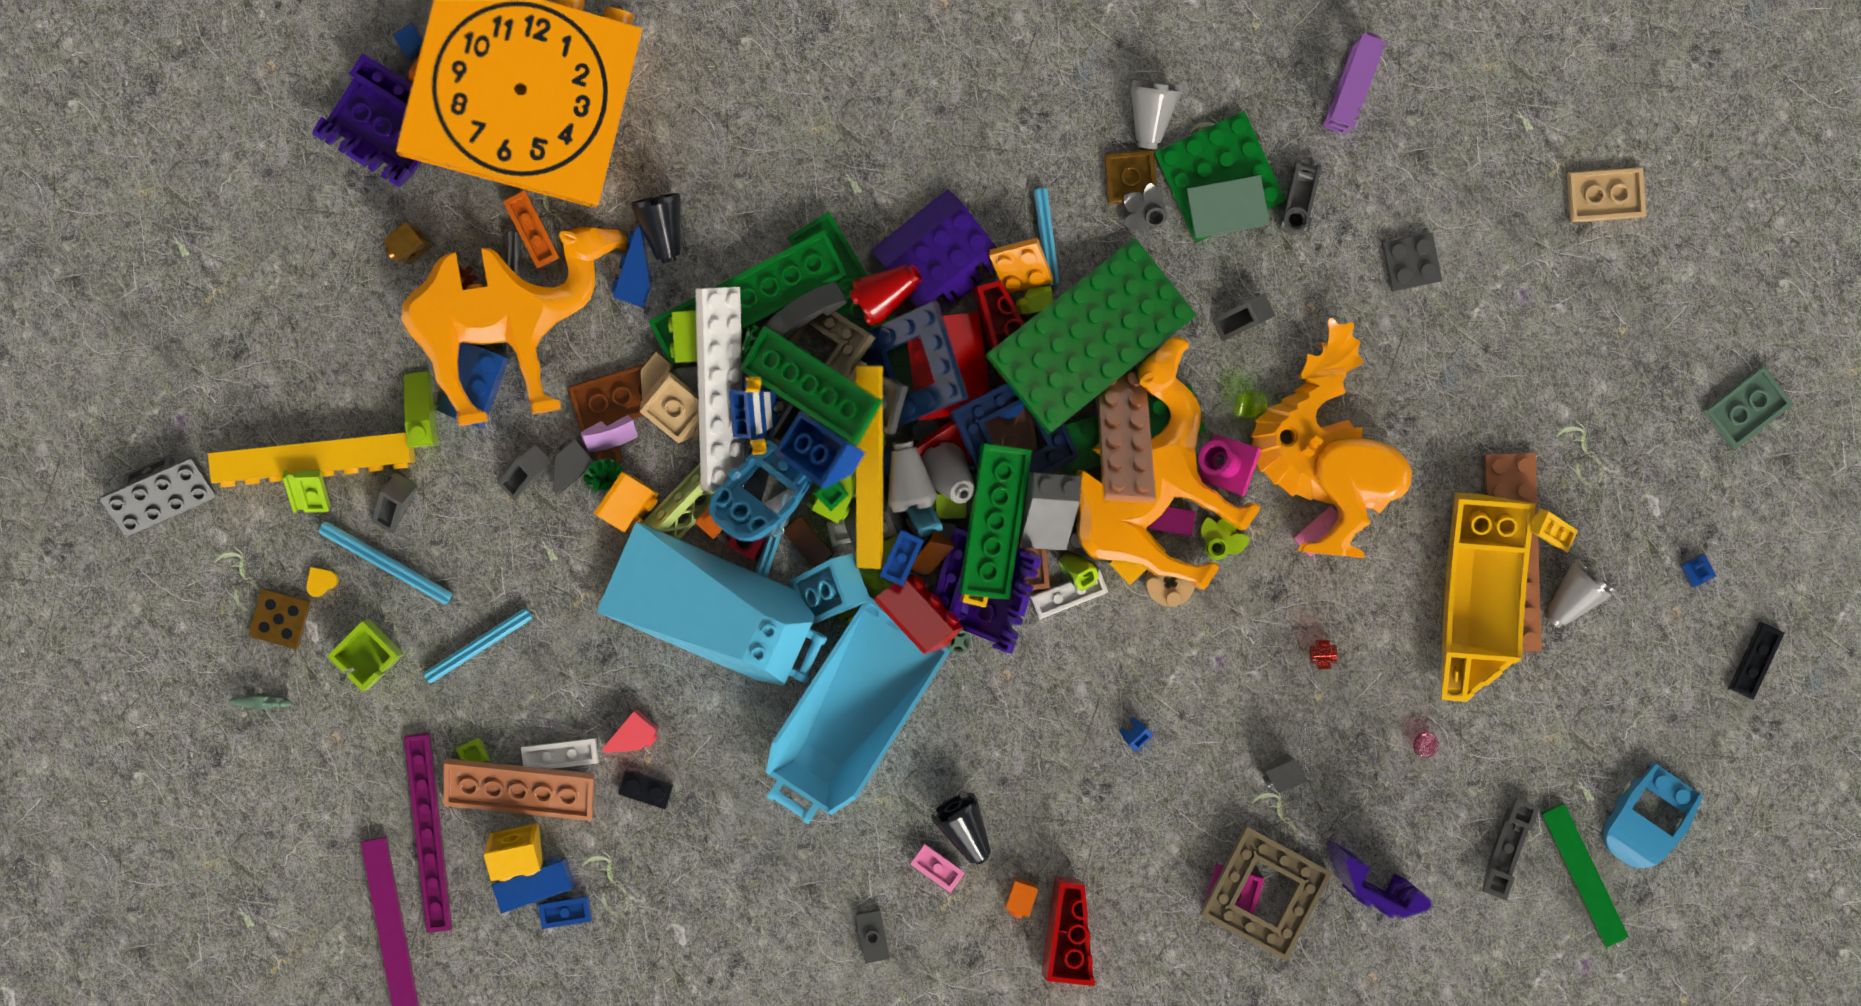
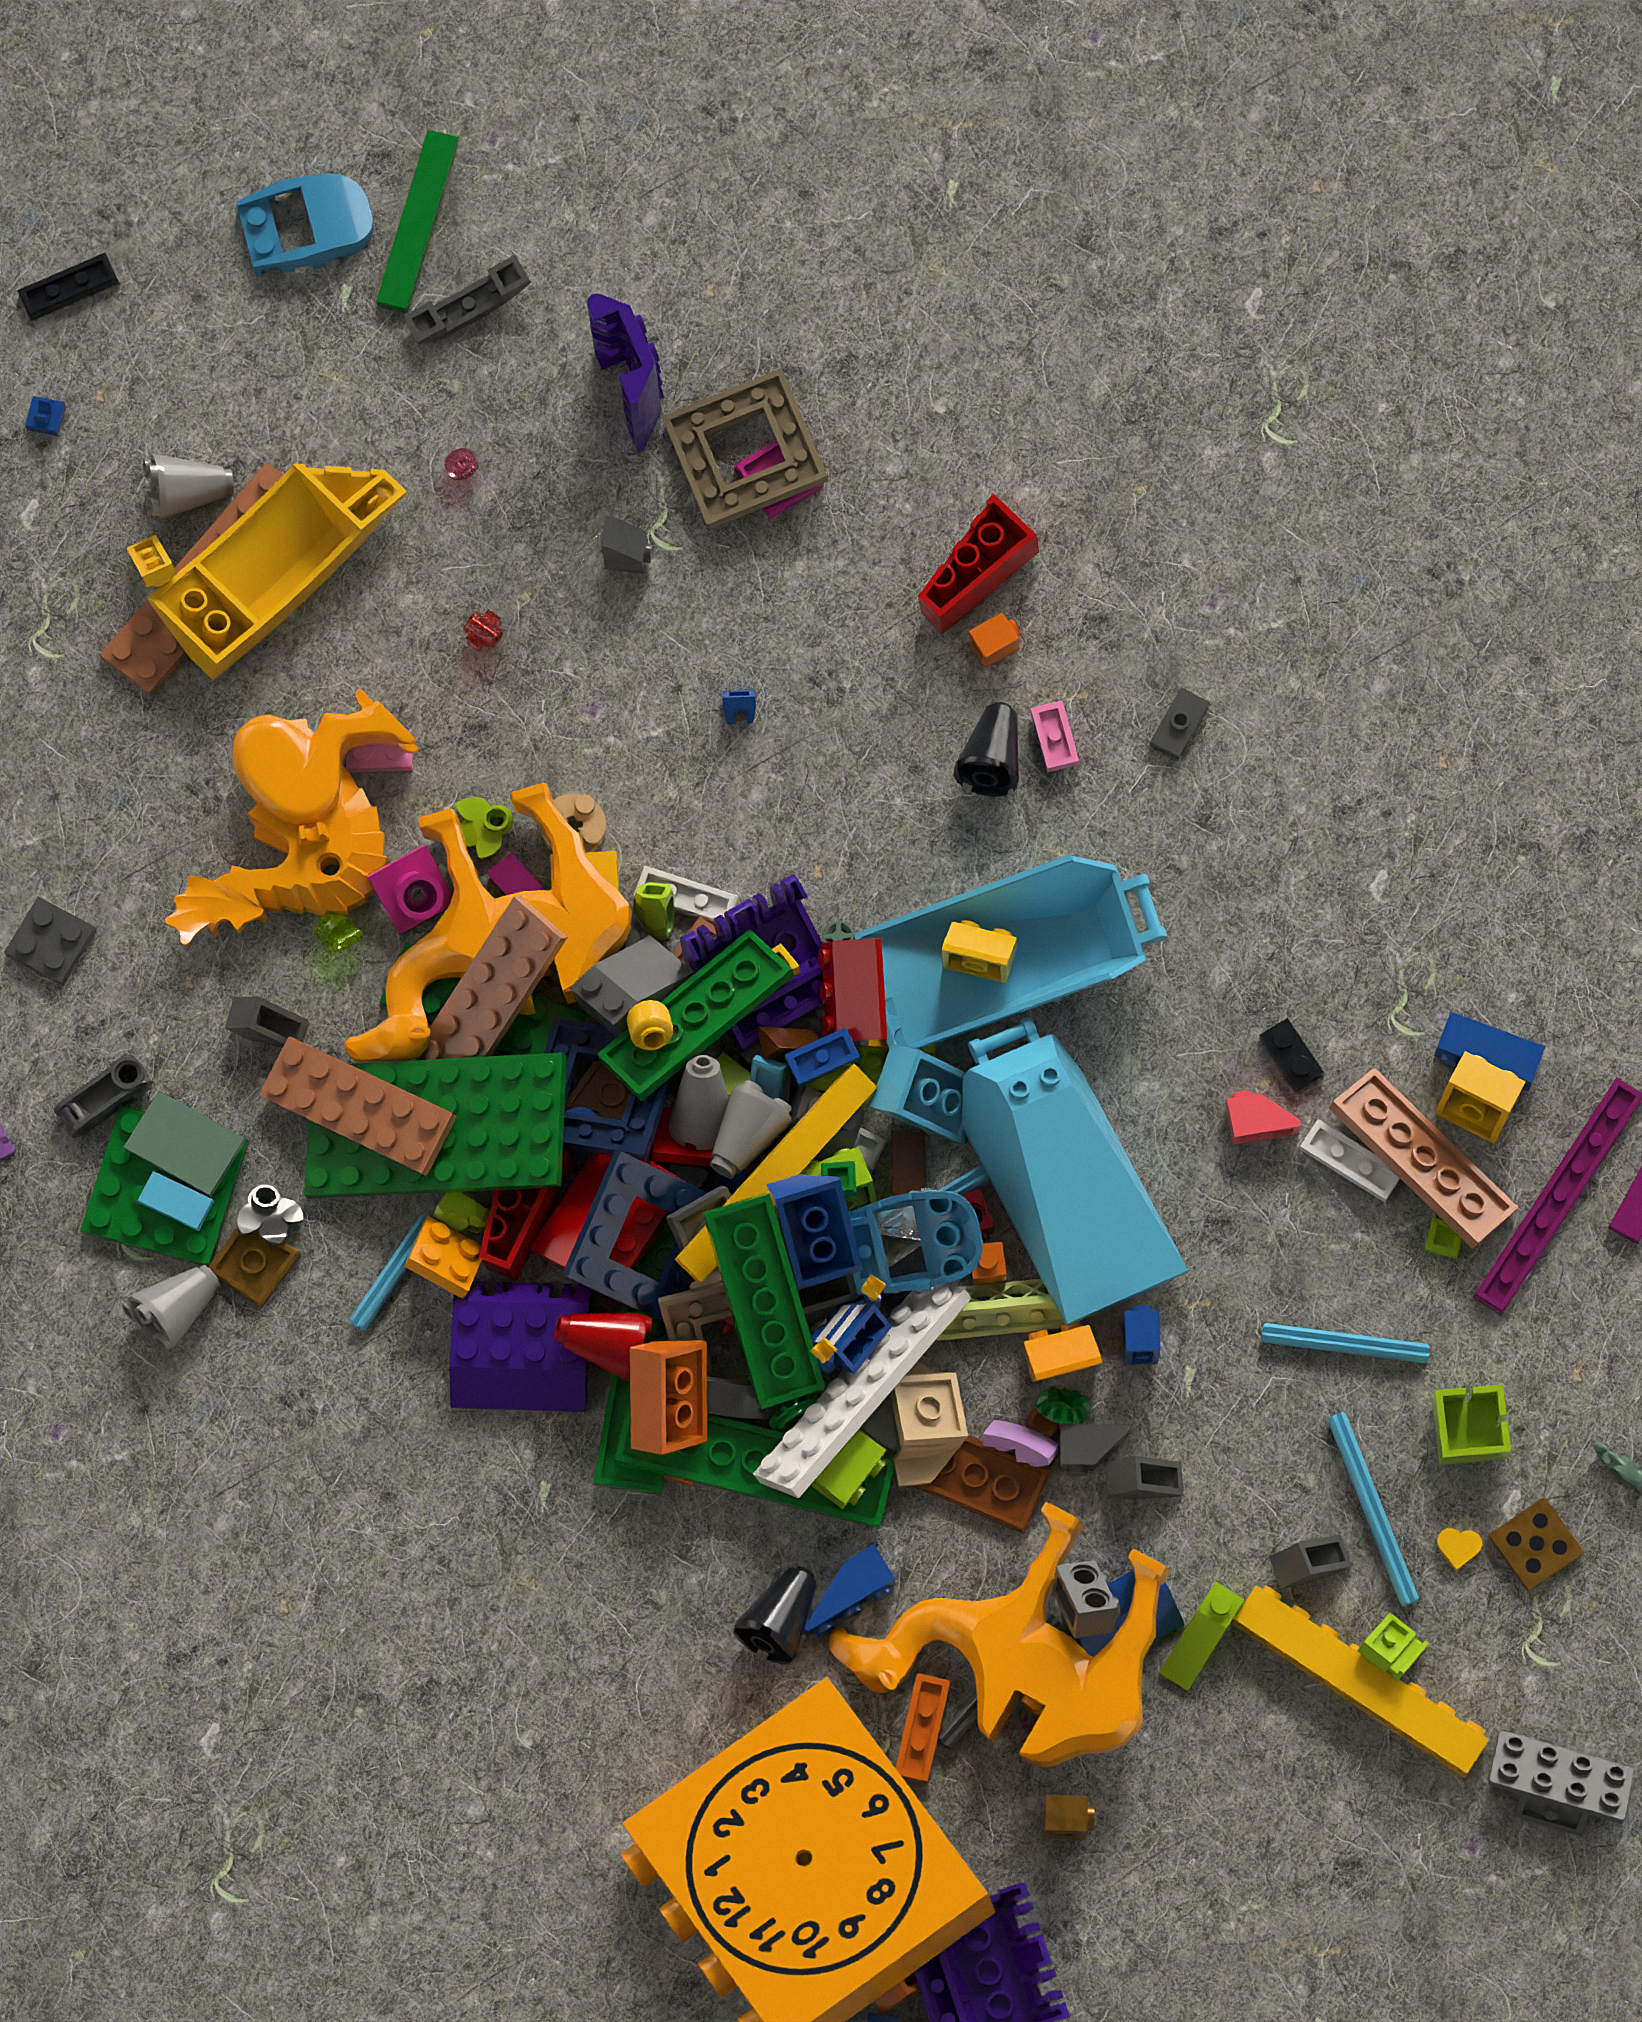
camera: 135 degrees left, 15 degrees down
(492, 364) = (1085, 1599): none -> dark grey brick
(565, 912) = (1479, 998): blue plate -> none
(590, 550) = (1141, 1336): none -> blue brick
(820, 286) = (668, 1395): none -> orange slope
(868, 699) = (979, 951): none -> yellow slope
(1013, 489) = (649, 1025): none -> yellow head
(1146, 309) = (358, 1106): none -> nougat plate
(1203, 170) = (175, 1201): none -> medium azure tile

